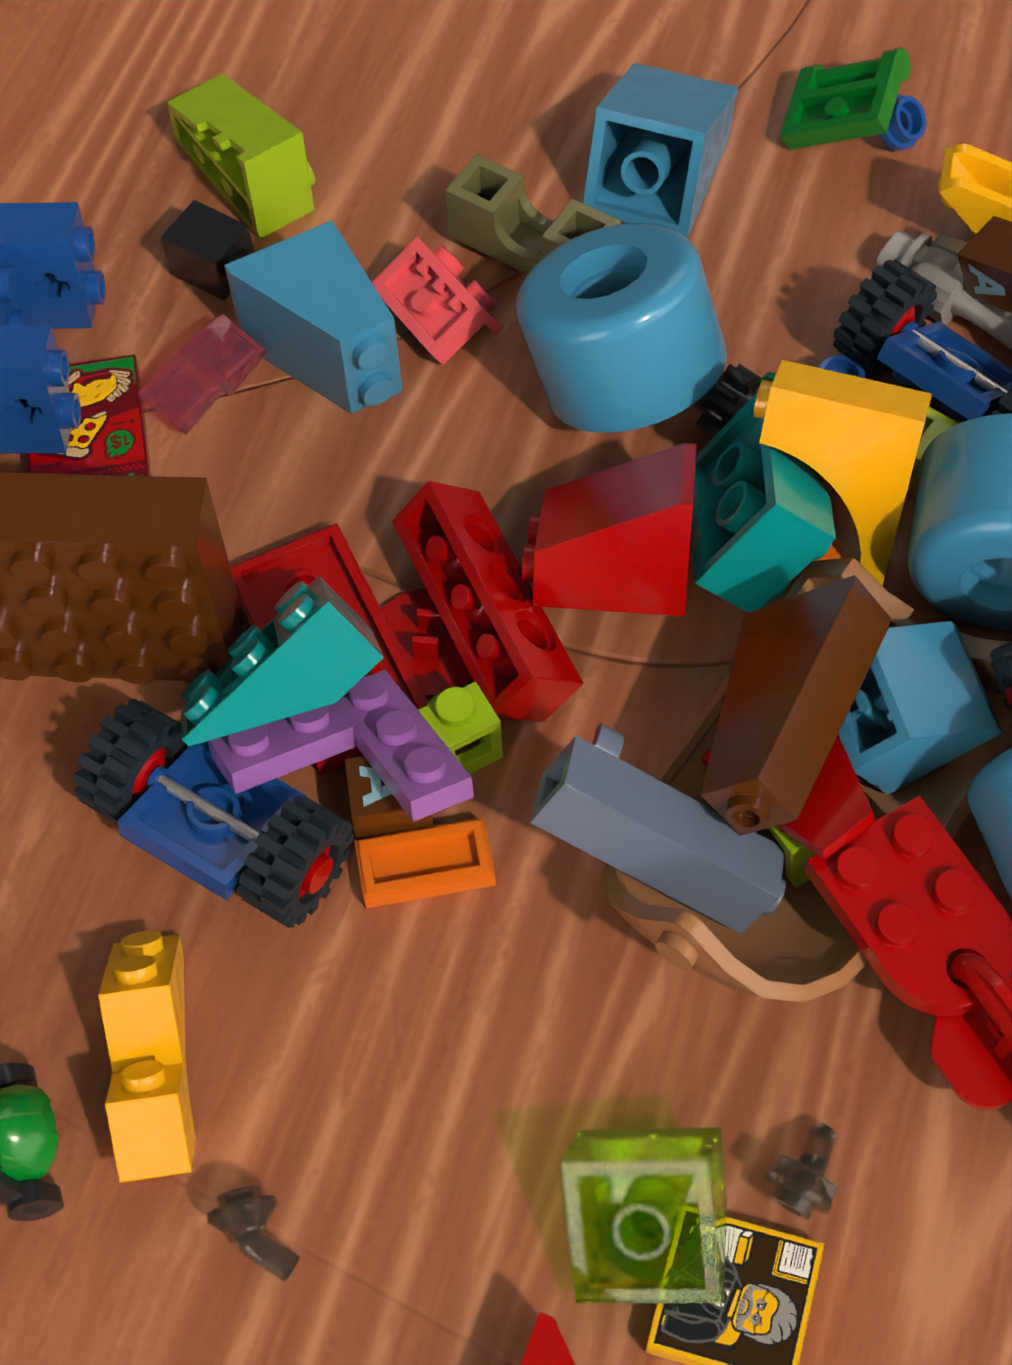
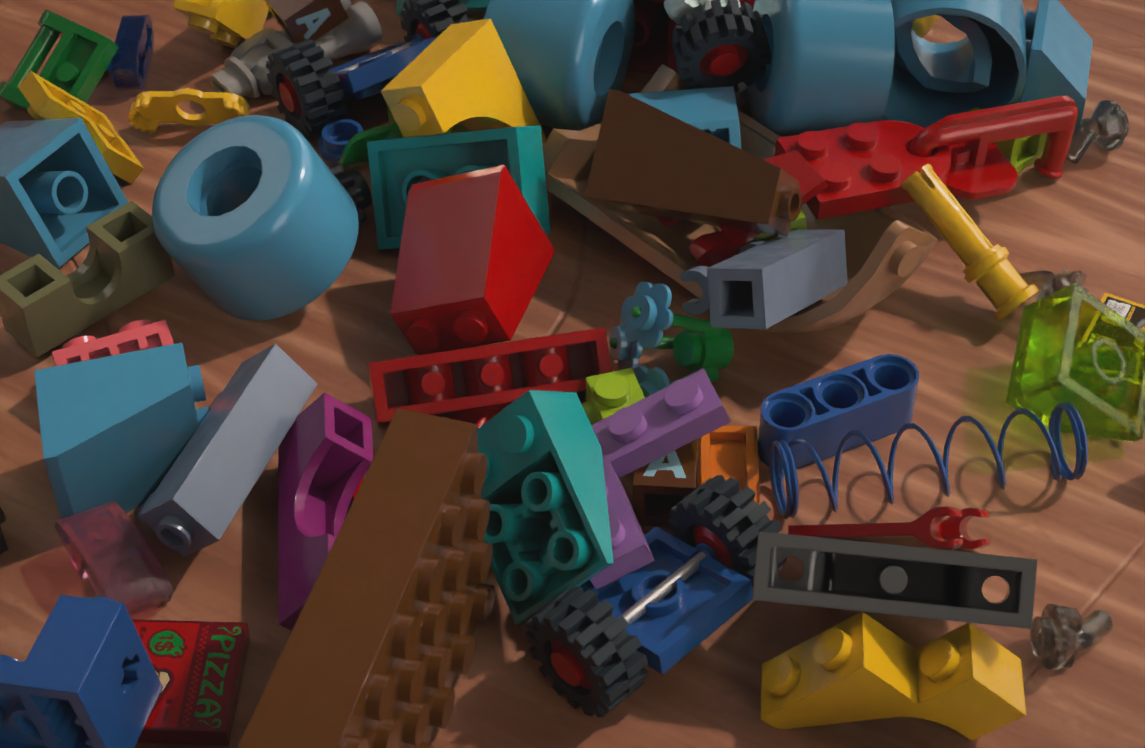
camera: 80 degrees left, 15 degrees down
(234, 1012) = (895, 580): none -> dark grey brick
(304, 499) = (317, 476): none -> magenta arch
(317, 410) = (228, 452): none -> sand blue brick
(350, 1018) = (924, 528): none -> red flag
(508, 1204) = (782, 461): none -> blue piece
(533, 981) = (864, 397): none -> blue beam
(537, 705) = (642, 328): none -> plant
(771, 155) = (52, 102): none -> yellow plate
(803, 1078) = (984, 263): none -> yellow pin
(823, 204) = (162, 107): none -> yellow piece
(913, 151) = (135, 51): none -> clear blue beam

